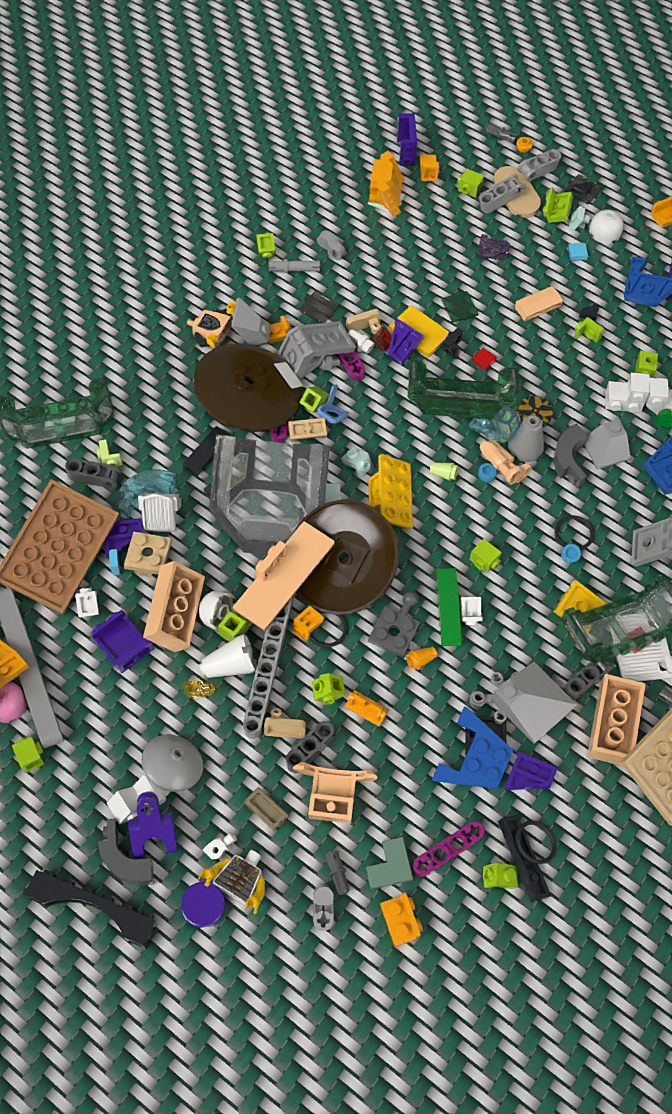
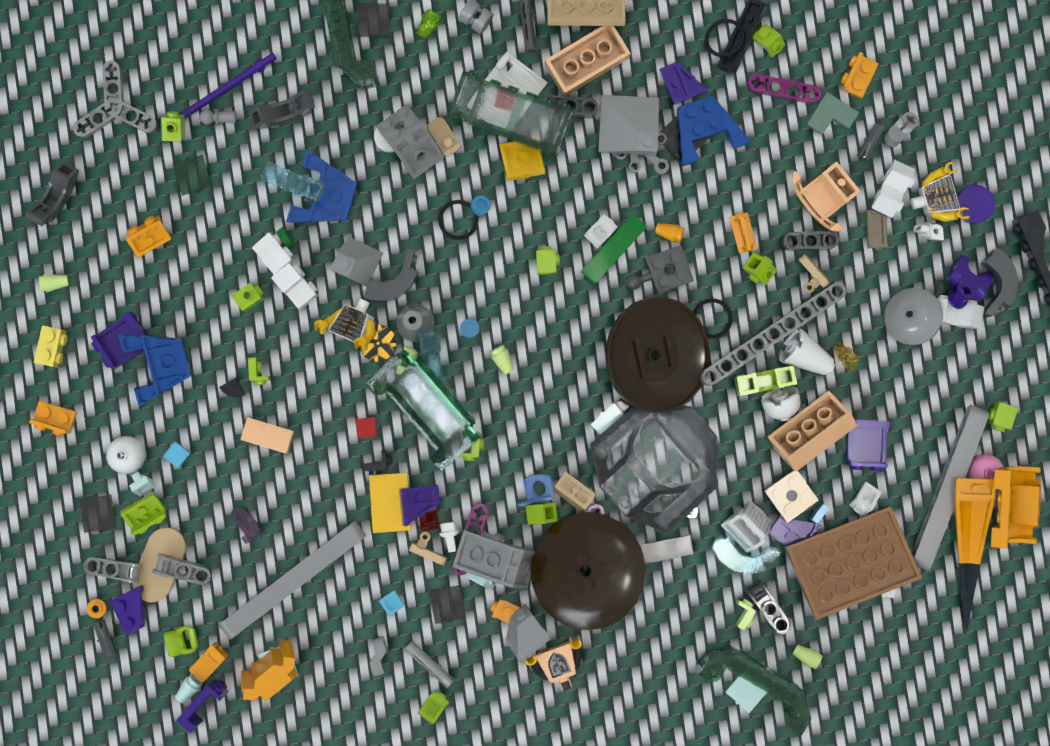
camera: 135 degrees left, 25 degrees up
(35, 467) = (808, 656): none -> yellowish green cone
(282, 574) = (716, 377): light nougat bracket -> none
(283, 849) = (896, 181): none -> white brick
(288, 375) = (543, 553): white sticker -> none
(307, 623) = (725, 332): light orange bracket -> none
(355, 280) = (392, 602): none -> medium azure tile
(359, 460) = (559, 430): light aqua bracket -> none
(392, 491) = (561, 377): yellow bracket -> none
(401, 402) = (476, 447): none -> lime bracket
(424, 146) = (189, 687): none -> light aqua cone
(429, 244) = (292, 580): none -> light grey beam
(459, 160) = (175, 641): none -> lime piece
(459, 306) = (332, 496): clear green piece -> none
(470, 183) = (193, 609): lime brick -> none
(503, 461) = (451, 329): light nougat piece -> none
(504, 155) = (130, 610): none -> dark purple wing
(564, 402) = (350, 324): none -> torso
(581, 189) = (101, 513): black tile -> none
(643, 575) = (443, 136): none -> tan piece

